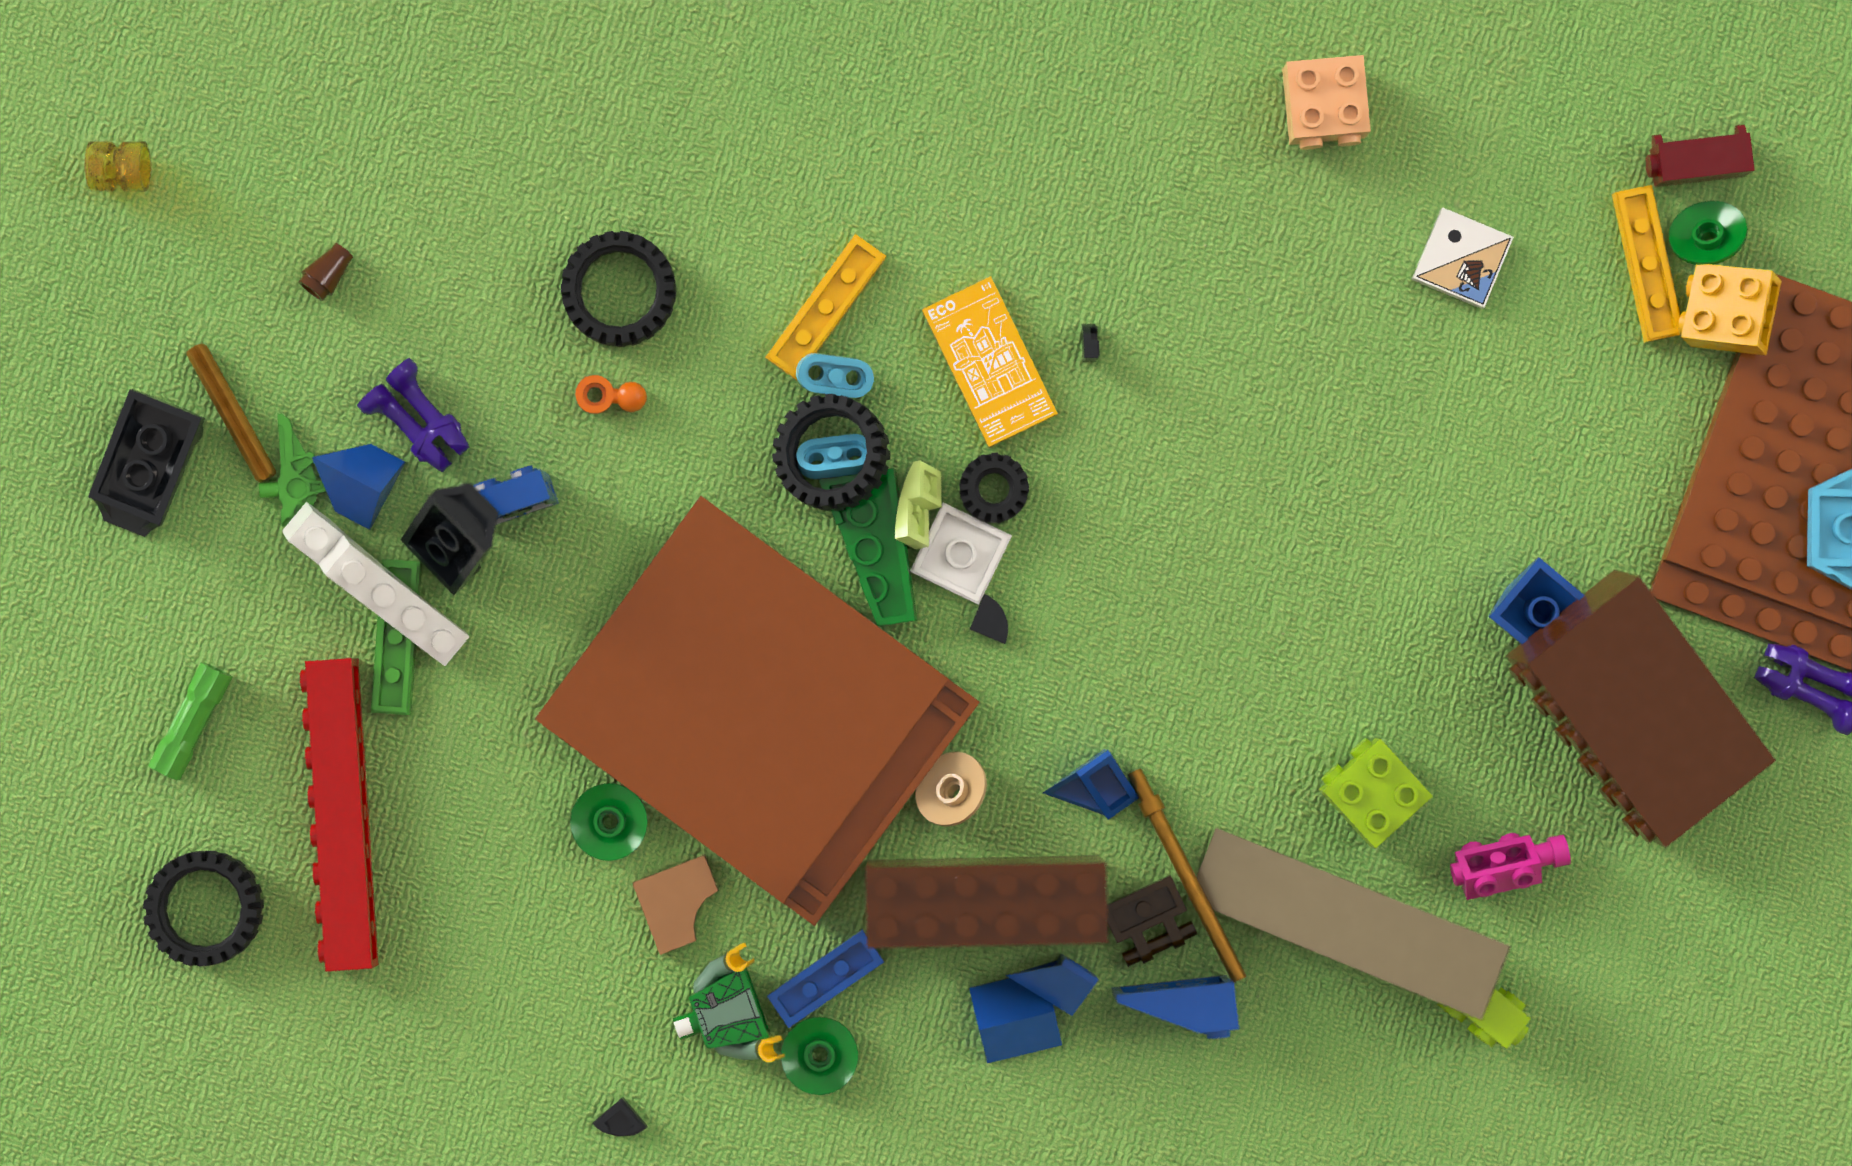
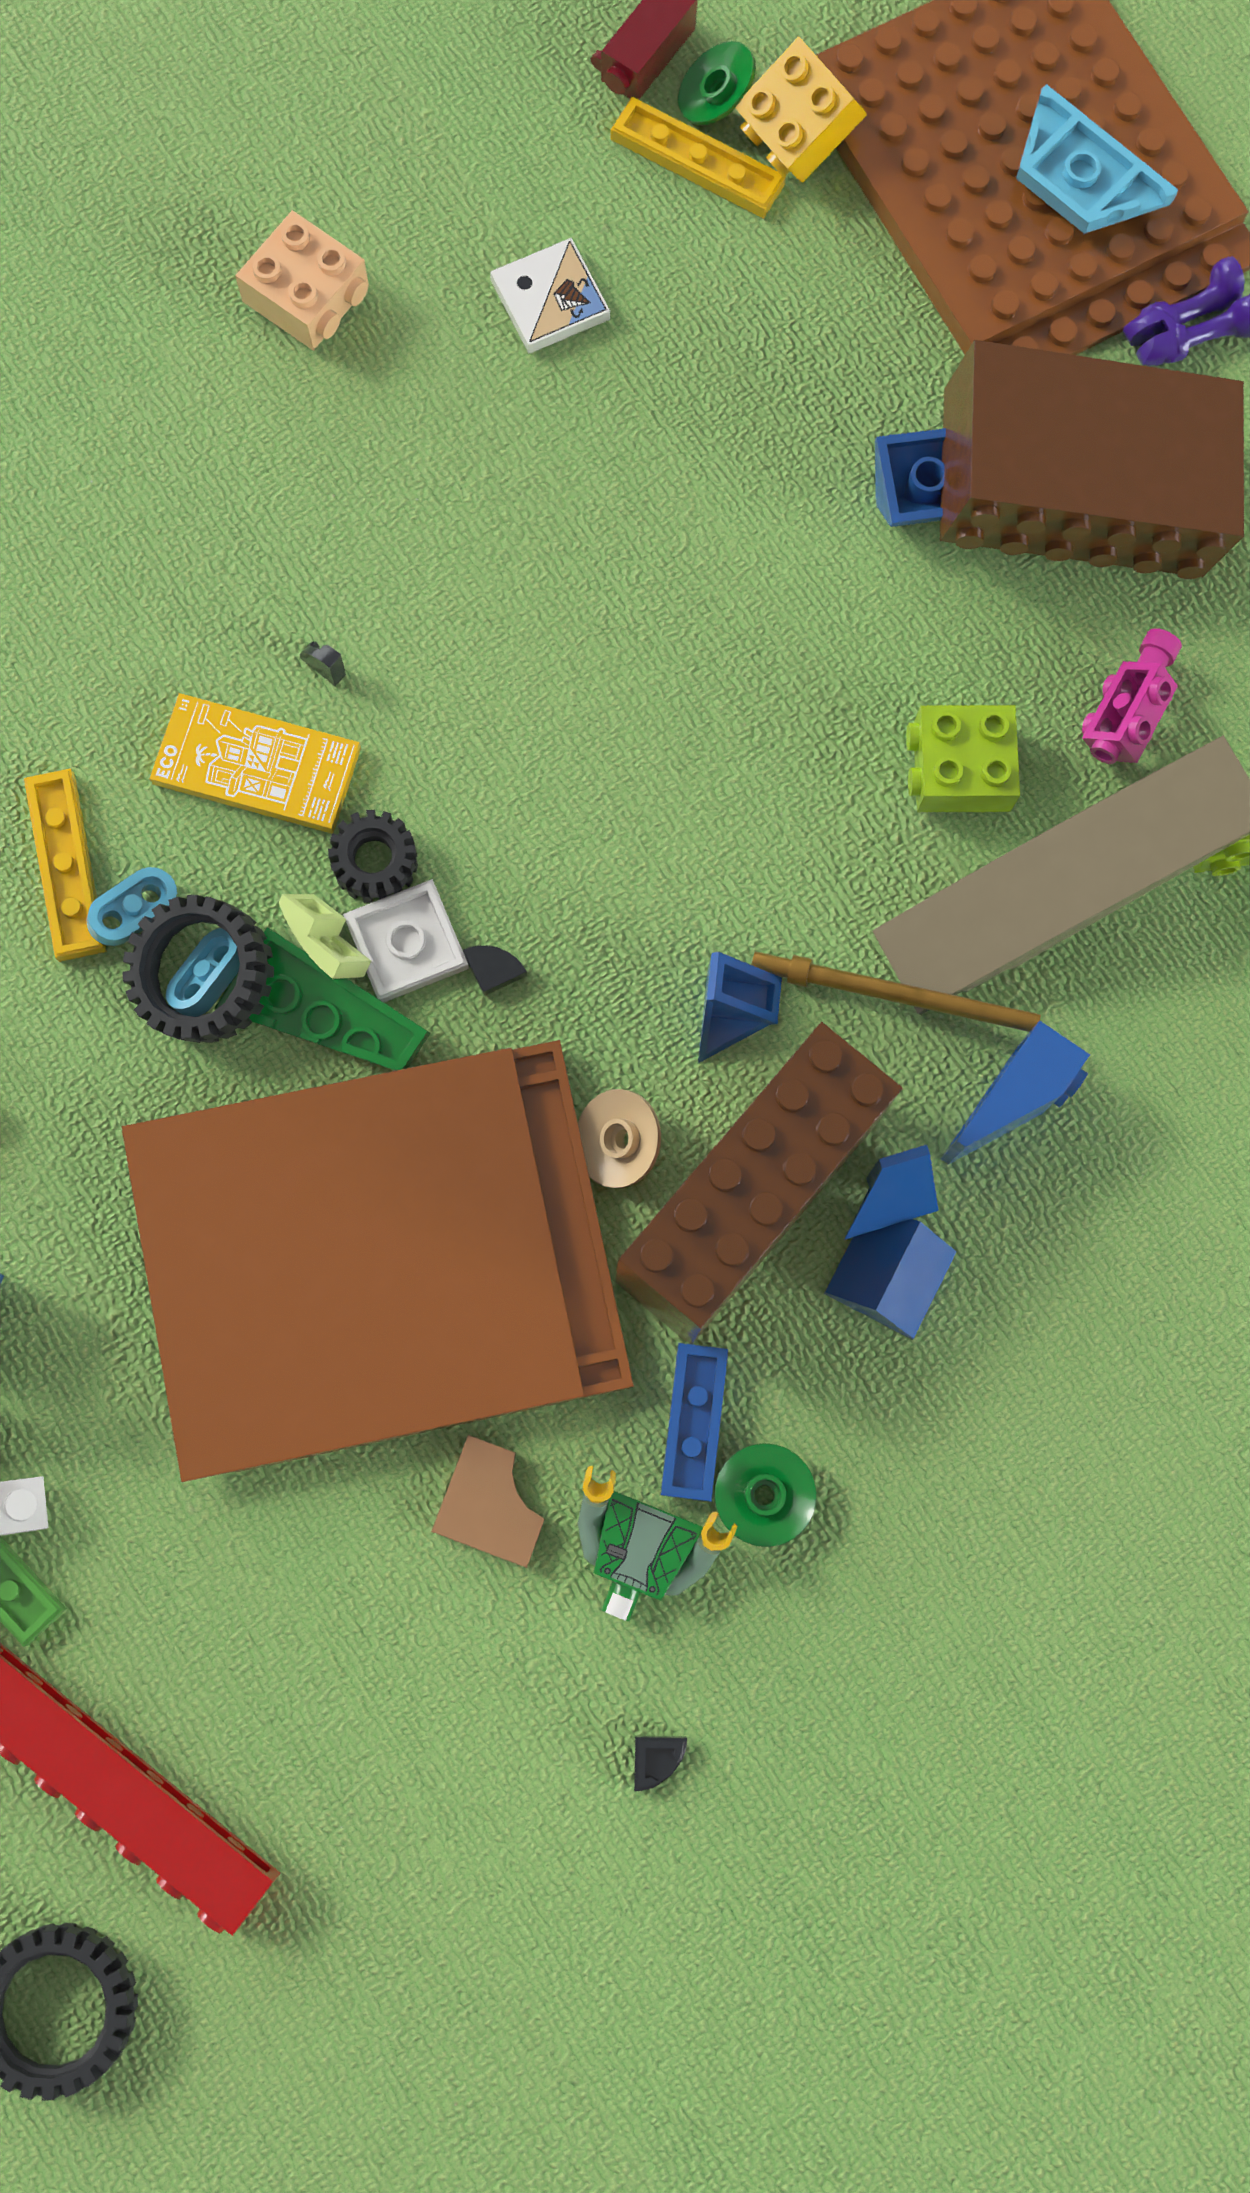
camera: 50 degrees left, 10 degrees down
(589, 827) = (323, 1505): green dish -> none
(1144, 910) = (896, 1049): dark brown plate -> none

